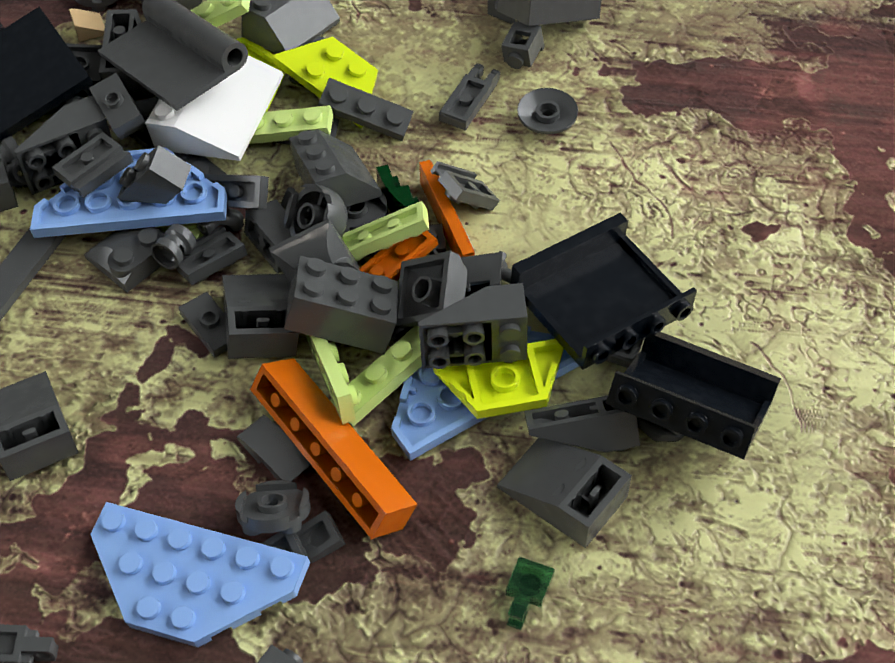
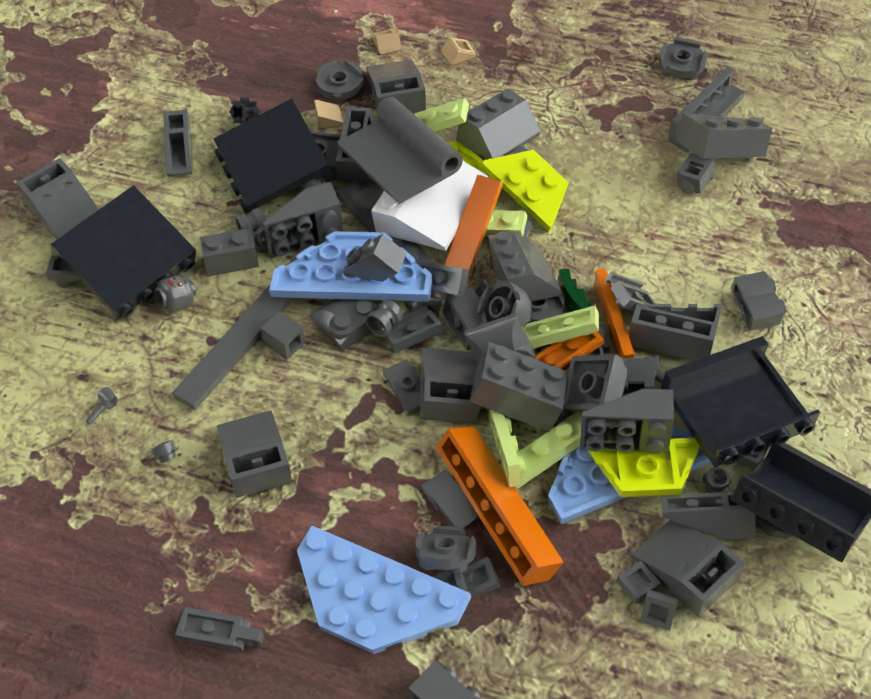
camera: 10 degrees right, 0 degrees up
(52, 281) = (282, 335): none -> dark grey brick
(92, 164) = (325, 241): dark grey plate -> none
(118, 106) = (350, 193): dark grey brick -> none
(271, 124) = (474, 223): none -> orange tile
(366, 109) = (555, 217): dark grey plate -> none
(468, 97) = (643, 215): dark grey hinge -> none
(509, 516) = (638, 581): none -> dark grey plate
(519, 220) = (675, 331): none -> dark grey wedge
(527, 586) = (647, 642): clear green plate -> none
(537, 544) = (659, 609): none -> dark grey tile
(547, 110) = (710, 235): dark grey dish -> none
(584, 379) = (717, 474): none -> dark grey plate
(610, 176) = (758, 300): none -> dark grey brick

